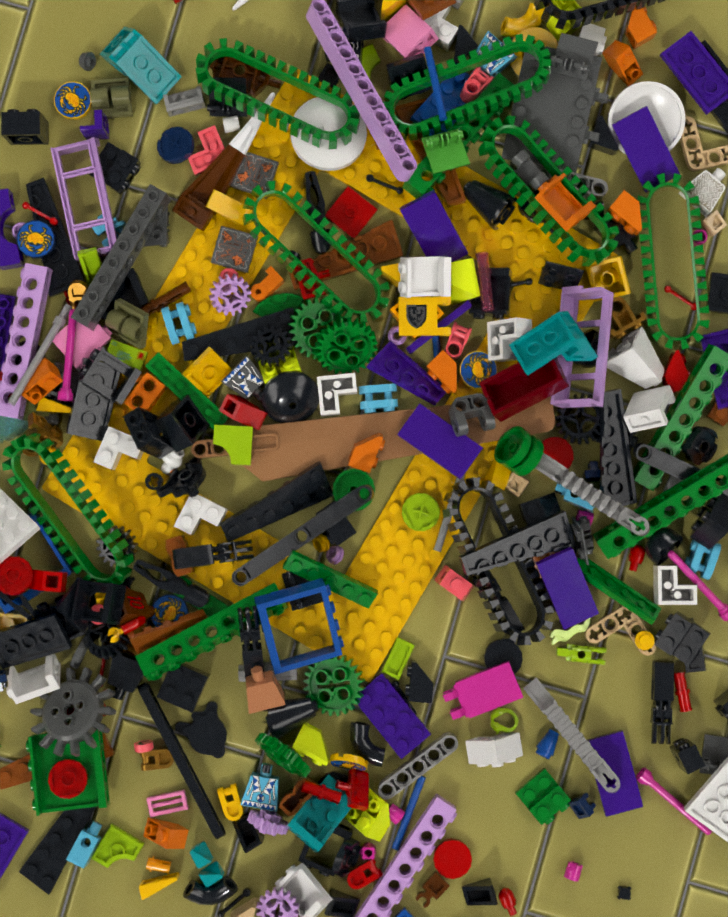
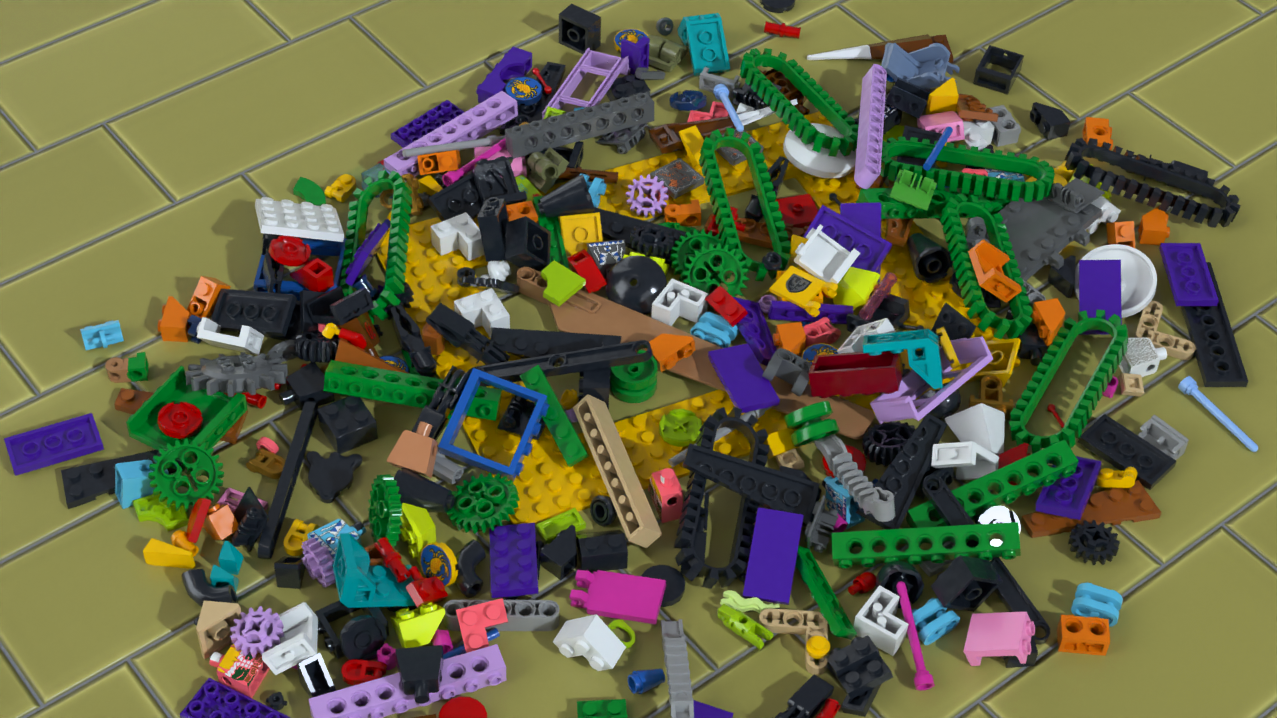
camera: 30 degrees right, 40 degrees down
(70, 525) = (367, 252): none -> dark purple tile
(92, 557) = (362, 282): none -> dark blue bush
(118, 137) = (643, 73): none -> dark grey tile
(125, 809) = (167, 484): none -> green gear
(156, 850) = (197, 519): none -> red tile
(180, 357) = (567, 199): none -> black cone
(196, 823) = (251, 520): none -> black hinge
(197, 116) = (721, 93): none -> light blue piece
(377, 306) = (772, 261): none -> black plate
(377, 376) = (726, 306): none -> red plate
(409, 593) = (617, 471): none -> tan brick
(409, 862) = (420, 670): none -> black torso
(410, 790) = (478, 617): none -> coral plate
(421, 625) = (603, 510): none -> black brick
(425, 239) = (851, 235): none -> dark purple plate
(441, 659) = (602, 550): none -> black slope
(577, 308) = (947, 347): none -> yellow tile

